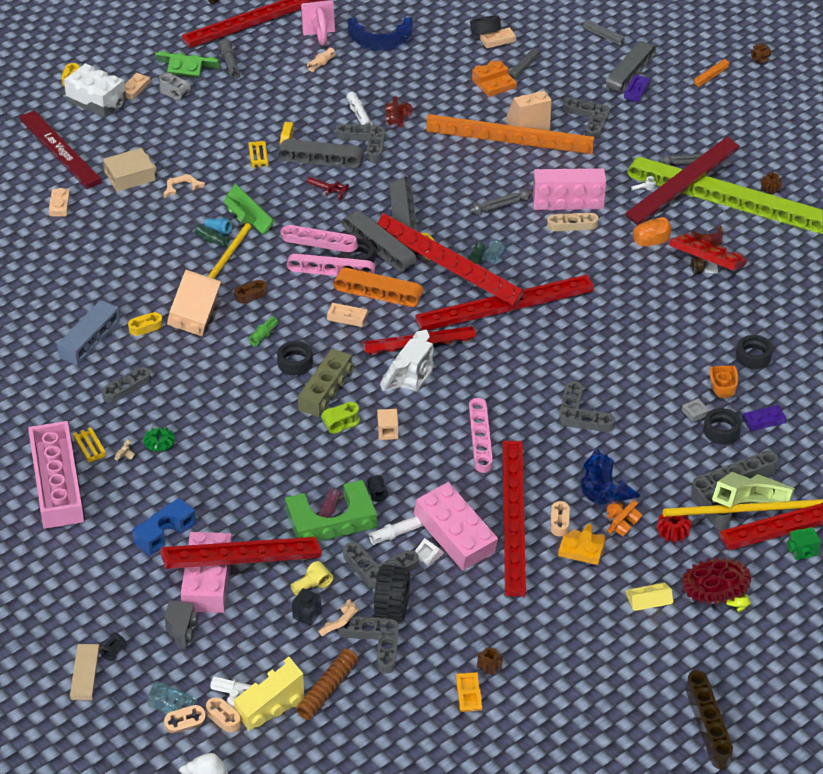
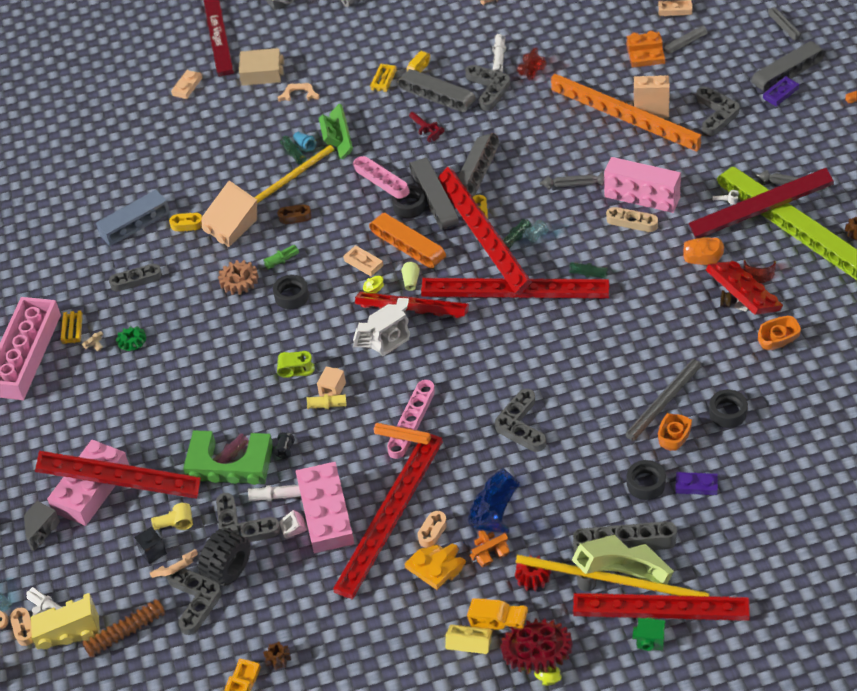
camera: 30 degrees right, 5 degrees up
(150, 534) = (68, 426): blue arch -> none
(234, 358) = (238, 277): none -> nougat gear
(322, 262) = (376, 206): bright pink beam -> none
(325, 382) = (302, 324): olive brick -> none
(371, 332) = (373, 284): none -> neon yellow hat
(392, 441) = (326, 401): none -> light yellow pin
(400, 315) = (410, 275): none -> yellowish green cone
(485, 446) = (402, 433): none -> orange axle
(561, 272) = (588, 270): none -> clear green pin
(665, 567) = (495, 614): none -> light orange piece
(694, 359) = (663, 399): none -> dark grey axle
(695, 410) = (629, 454): light grey plate -> none
(760, 280) = (778, 332): none -> orange piece

